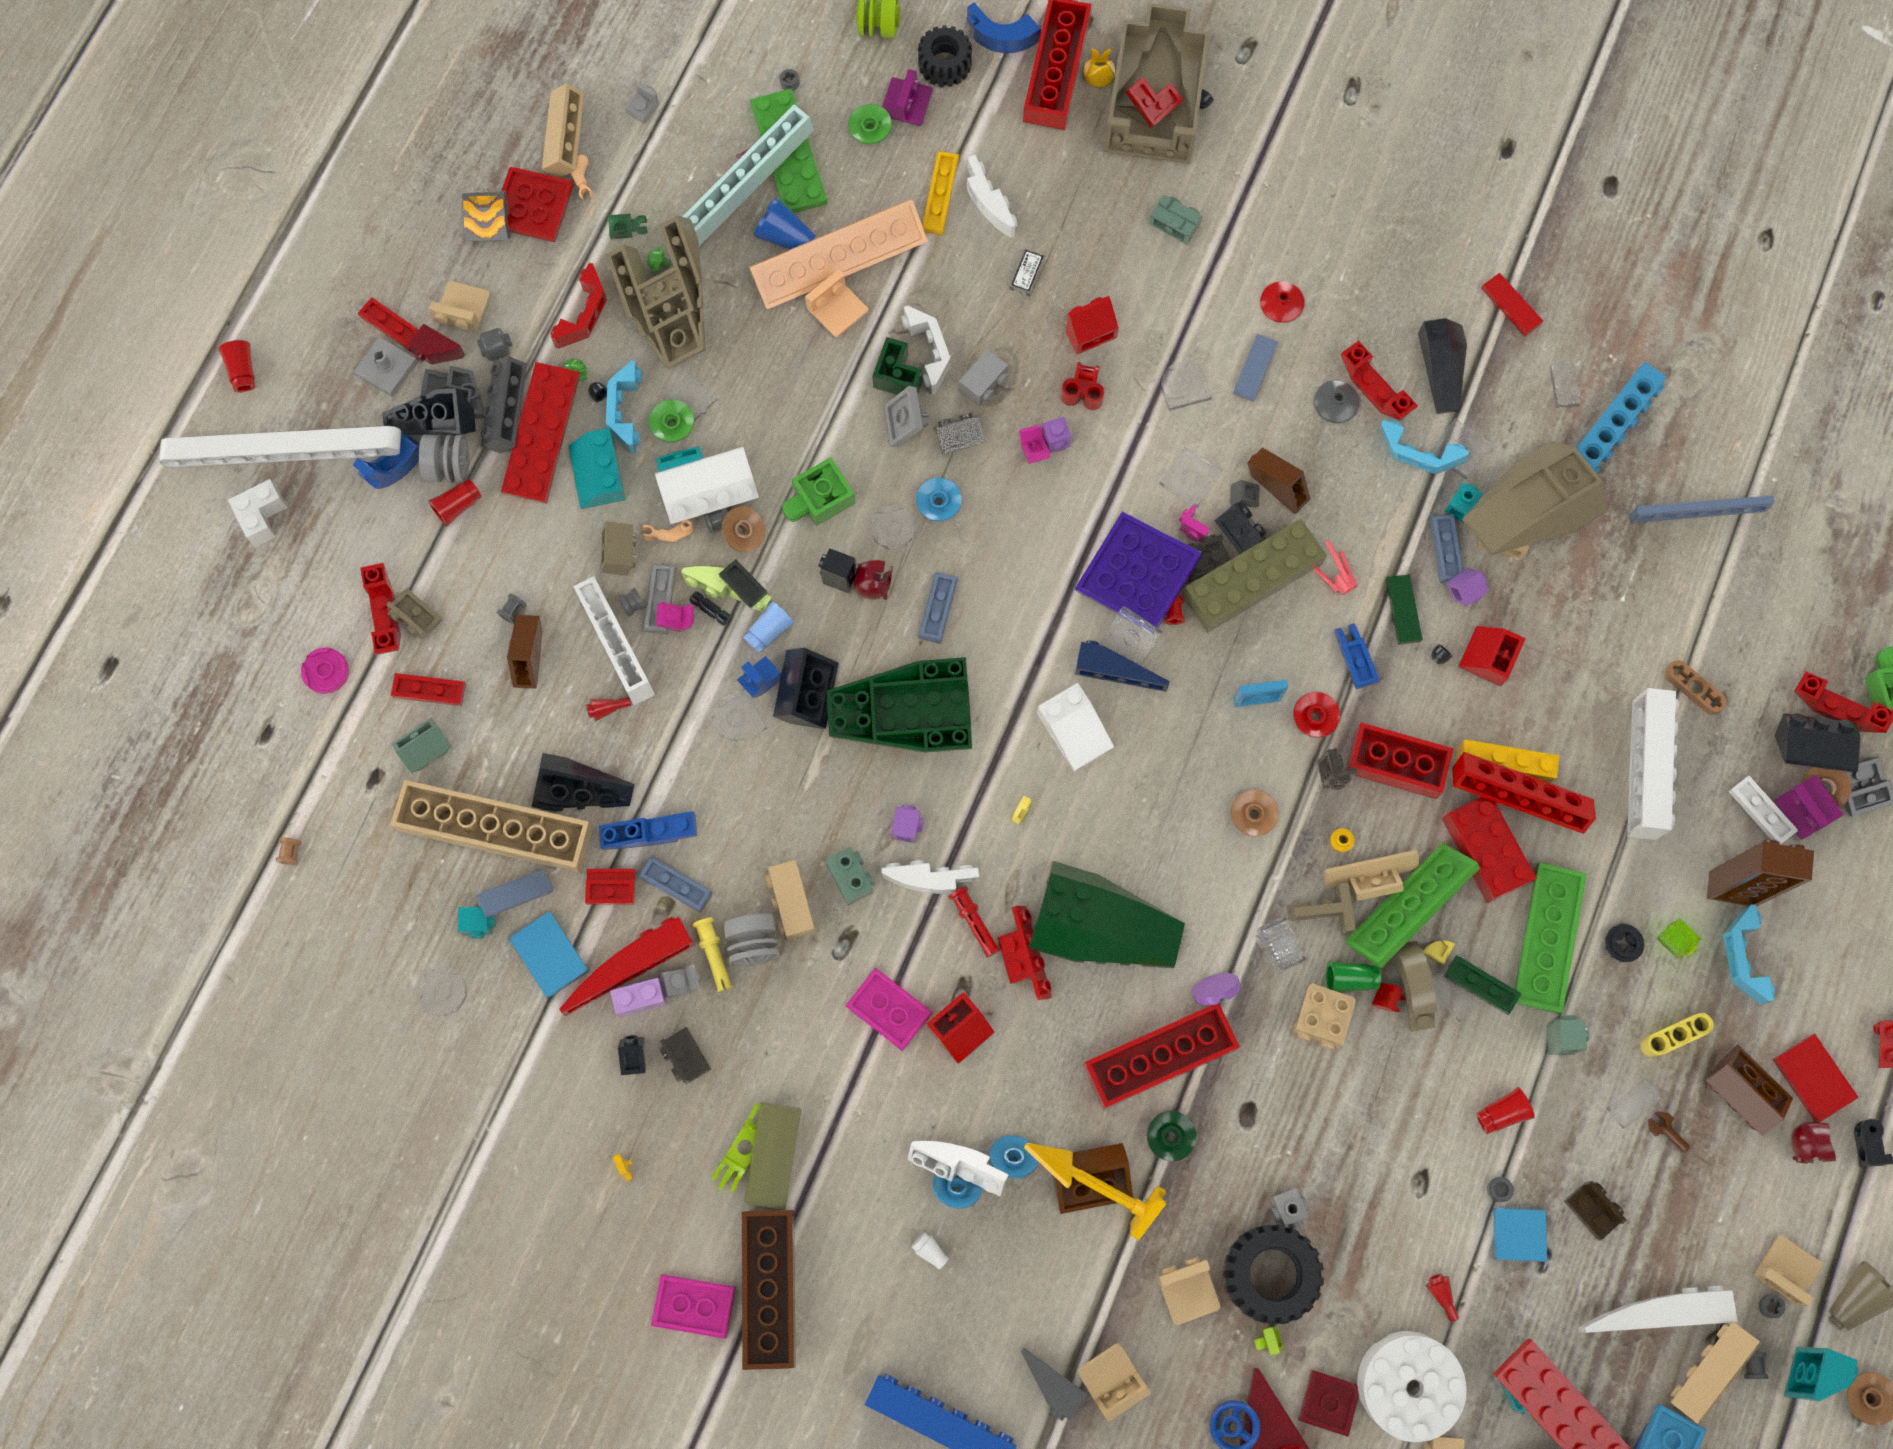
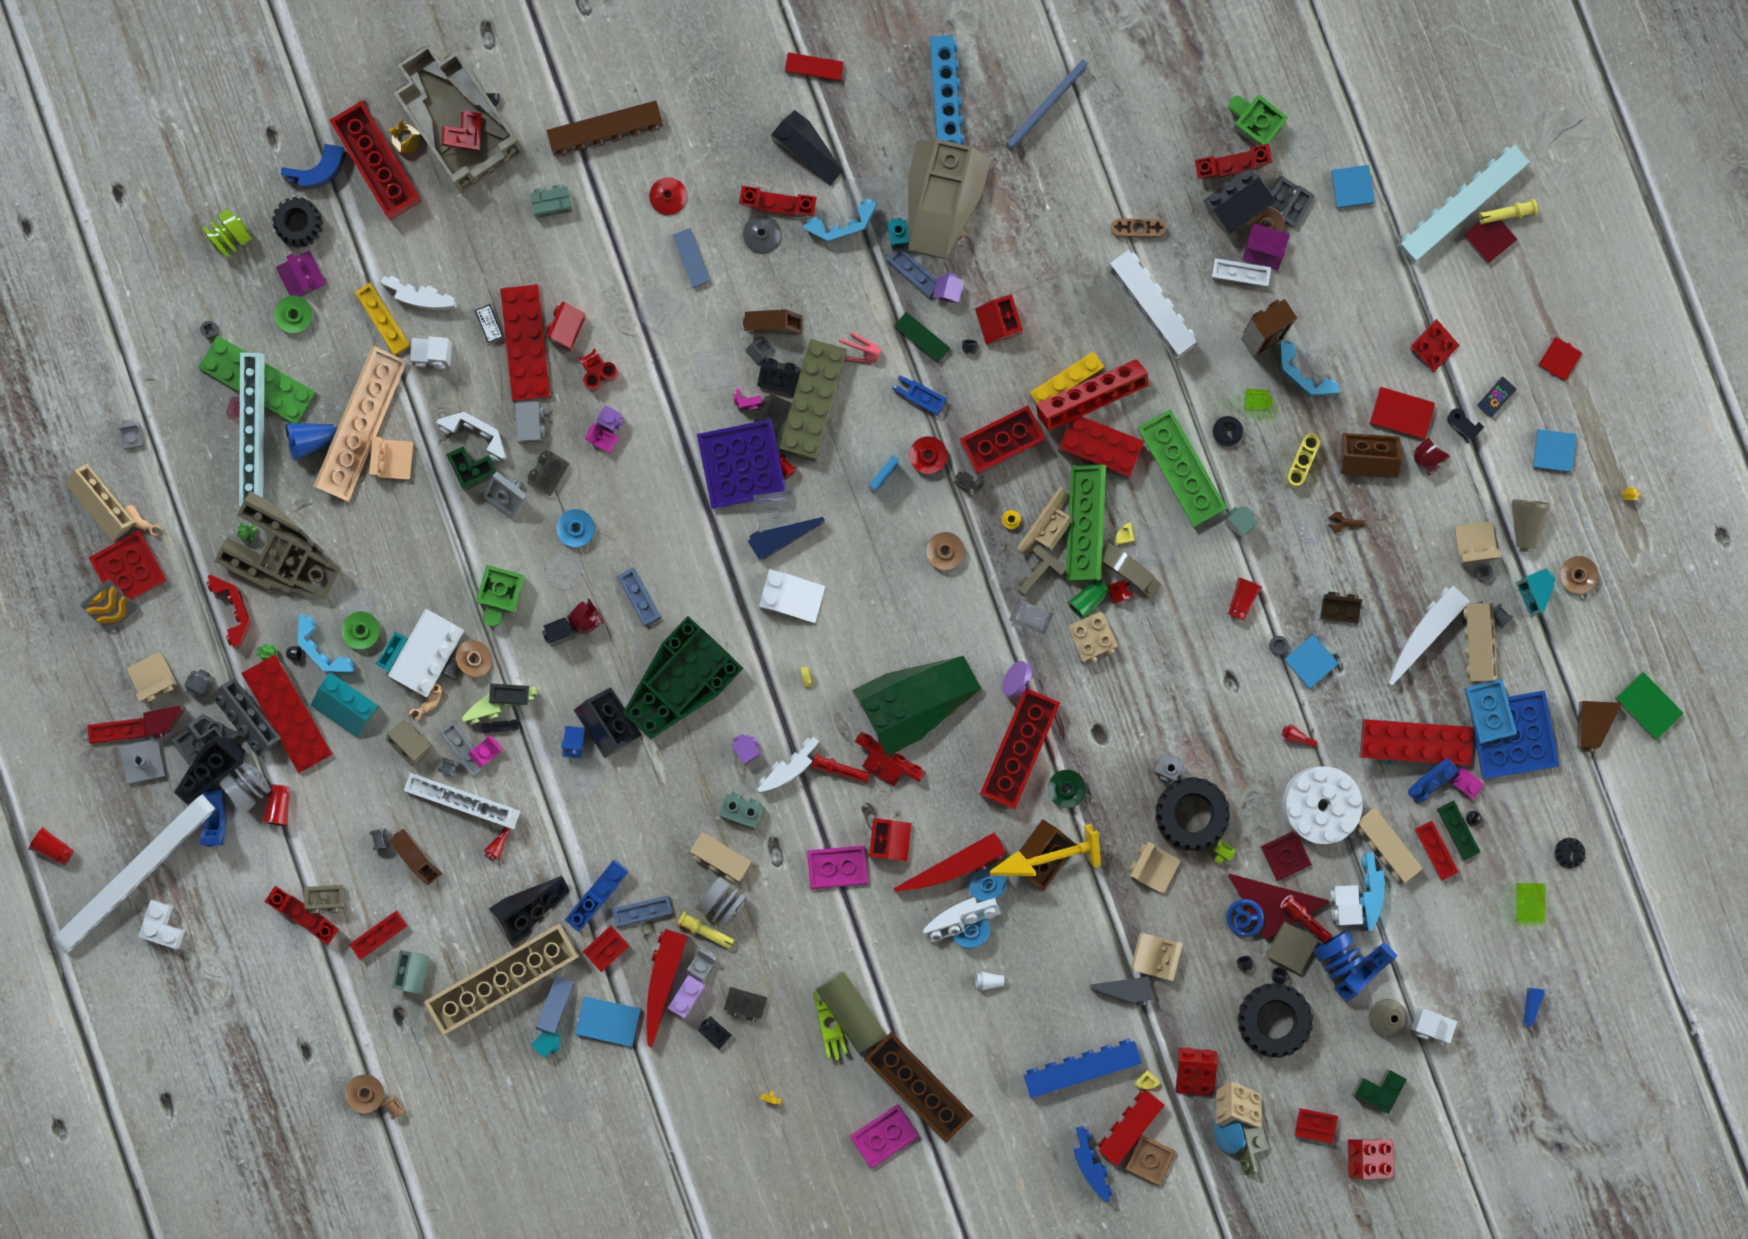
camera: 40 degrees left, 10 degrees up
(268, 808) = (354, 1093): none -> medium nougat dish
(325, 670) = (302, 982): dark pink tile -> none
(623, 225) = (201, 530): clear green plate -> none
(768, 627) = (548, 706): light blue plant -> none
(956, 249) = (431, 351): none -> white brick
(1004, 1112) = (959, 864): none -> red slope
(1043, 313) = (525, 343): none -> red plate
(1279, 200) = (605, 128): none -> reddish brown brick
(1482, 985) = (1167, 534): dark green tile -> none

